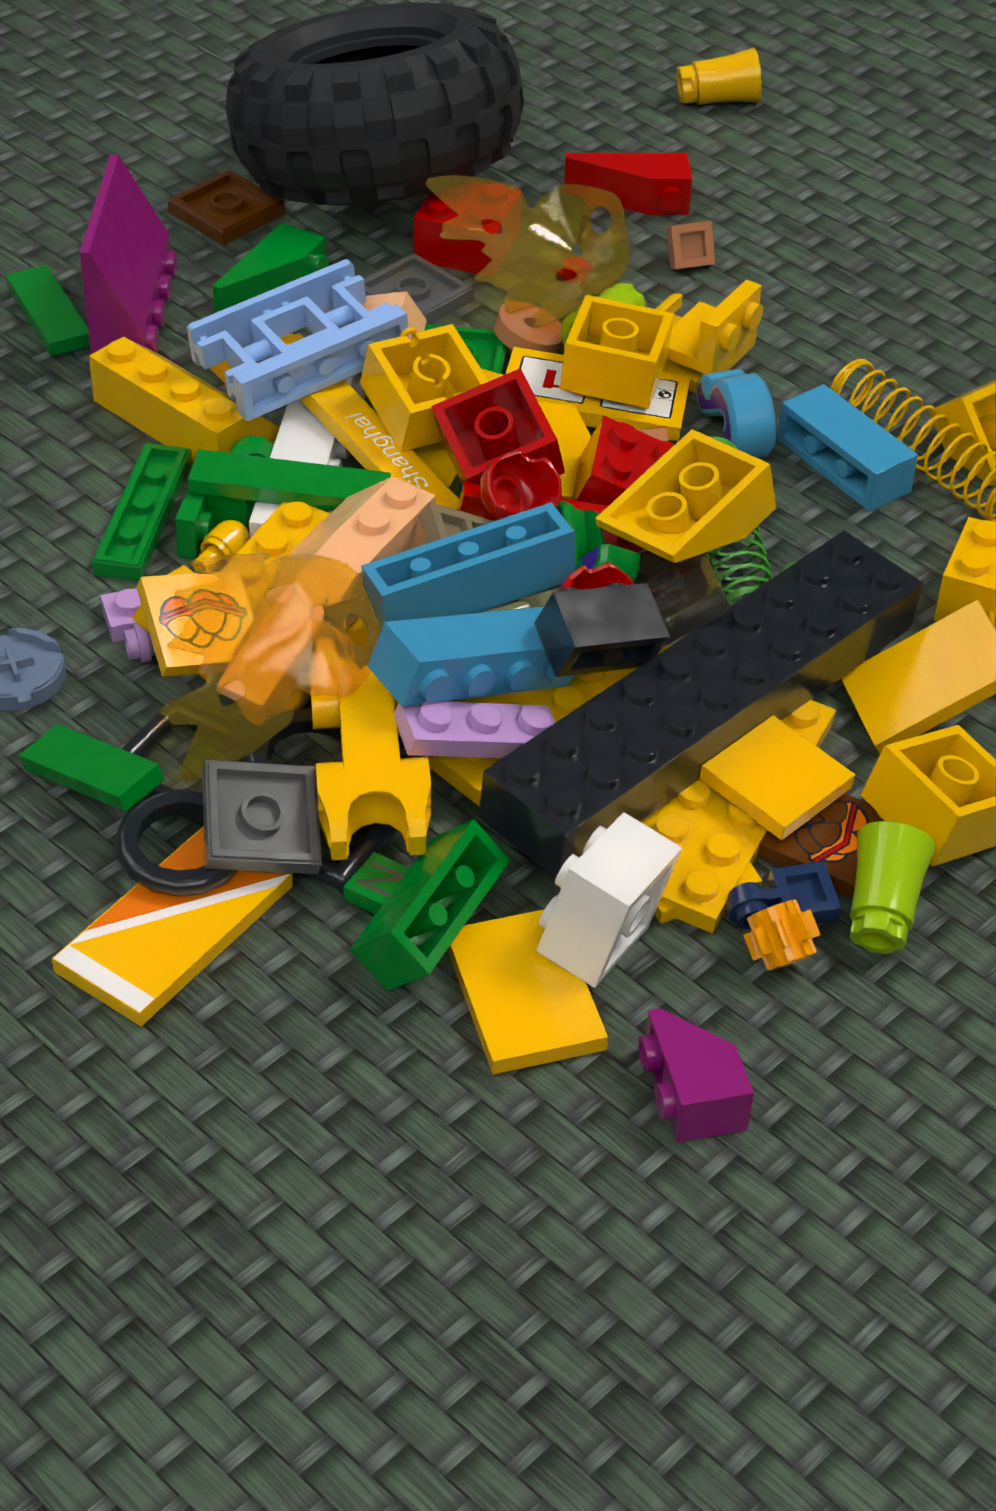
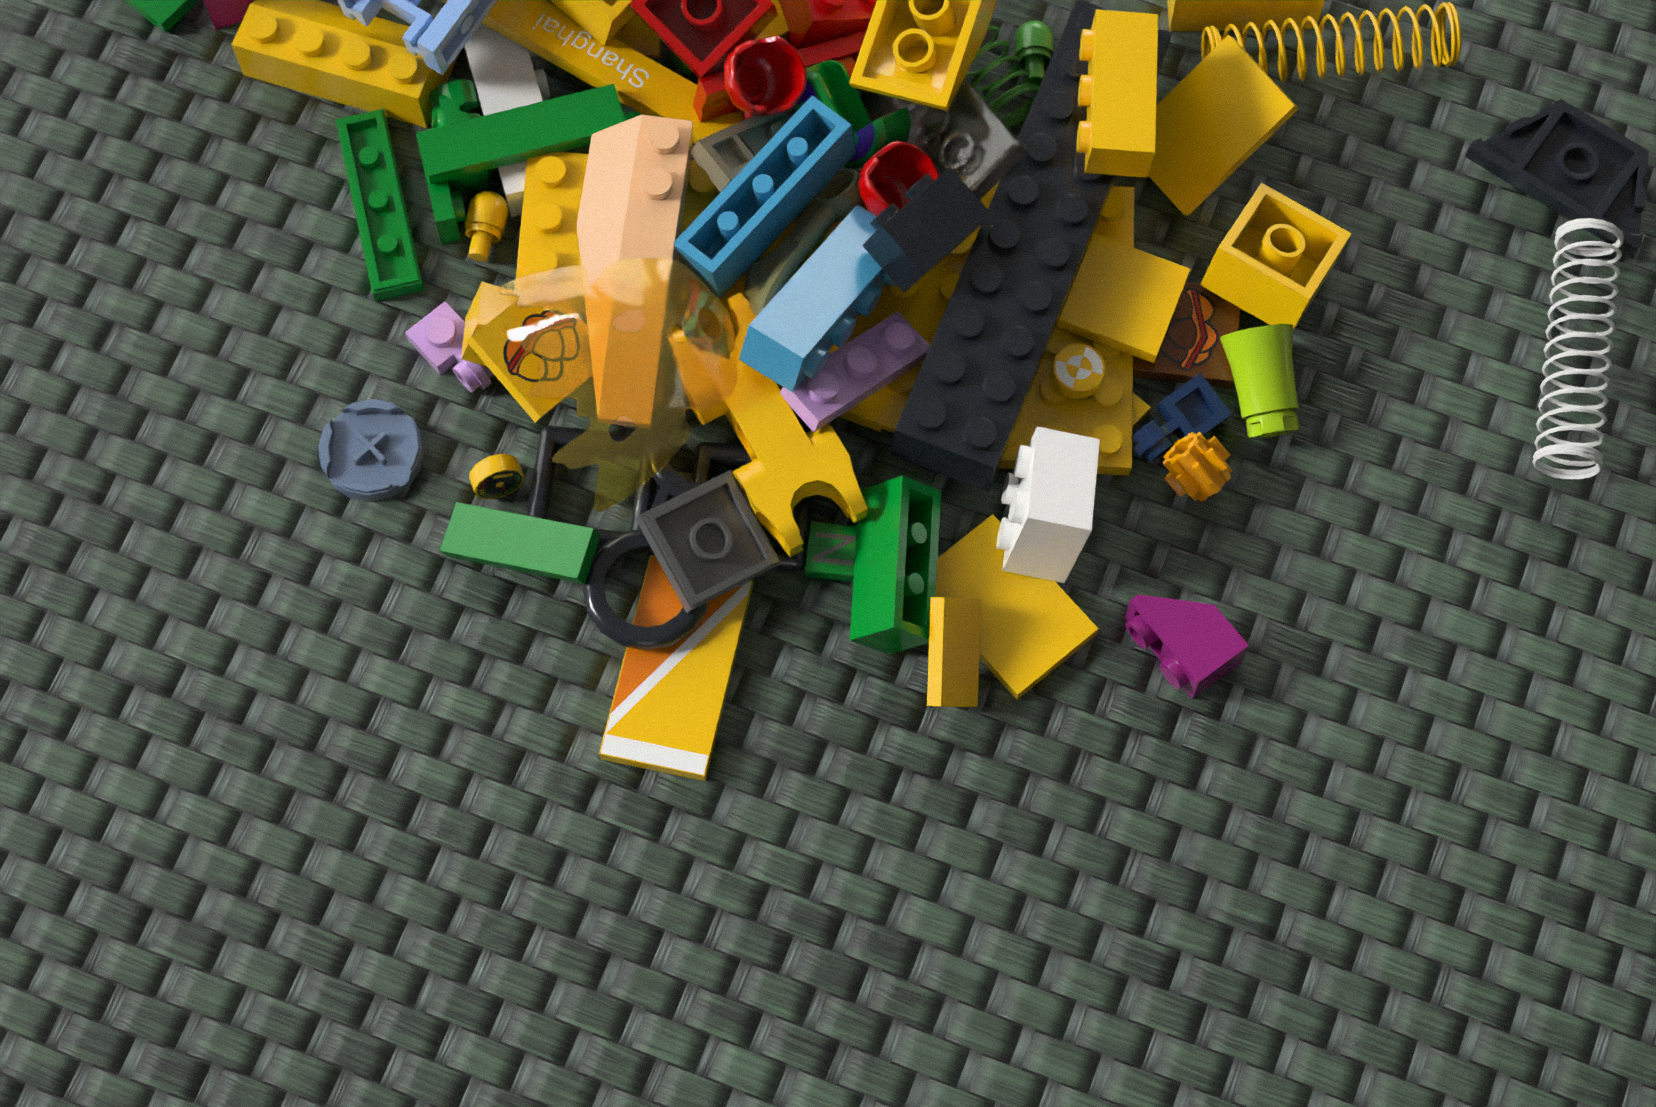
camera: 20 degrees left, 25 degrees up
(106, 717) = (496, 476): none -> yellow tile
(445, 994) = (953, 652): none -> yellow tile
(699, 814) = (1078, 371): none -> yellow tile
(841, 591) = (1119, 93): none -> yellow brick

